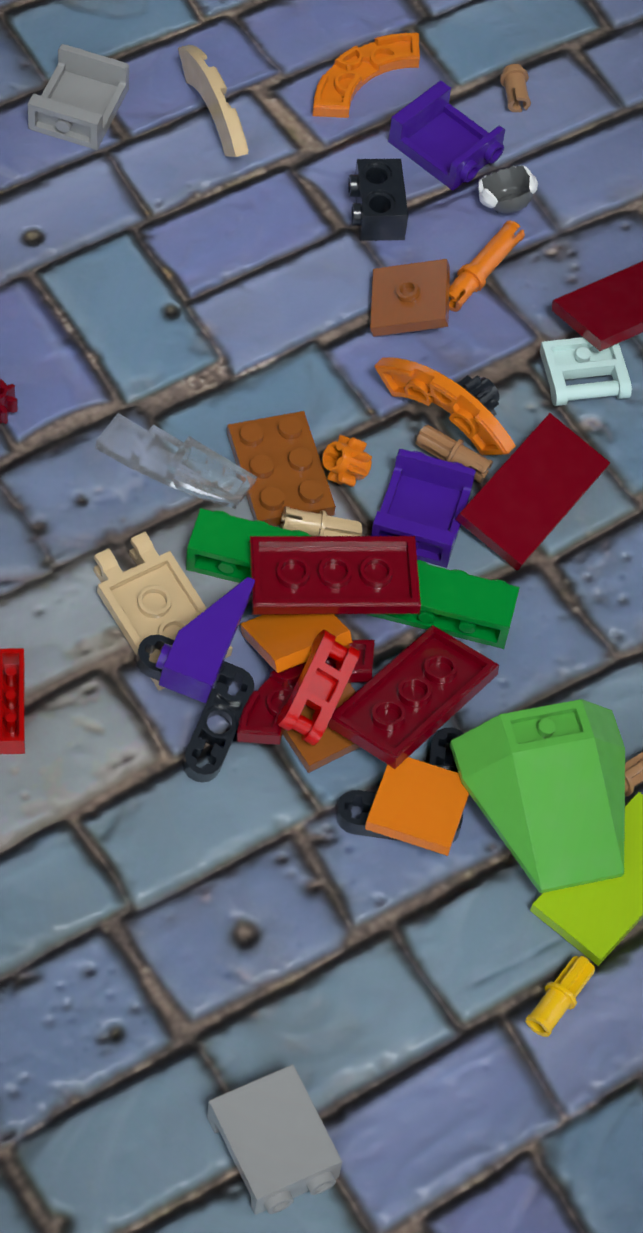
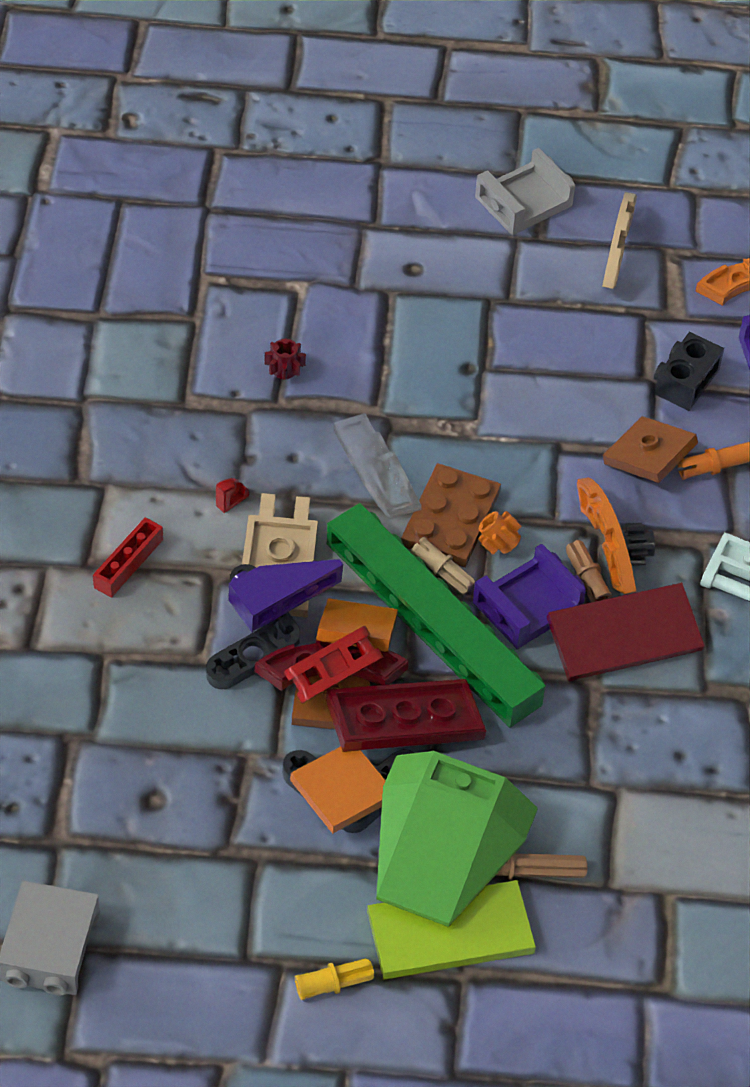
camera: 40 degrees right, 5 degrees down
(57, 575) = (230, 493): none -> red tile
(334, 575) = (413, 598): dark red tile -> none

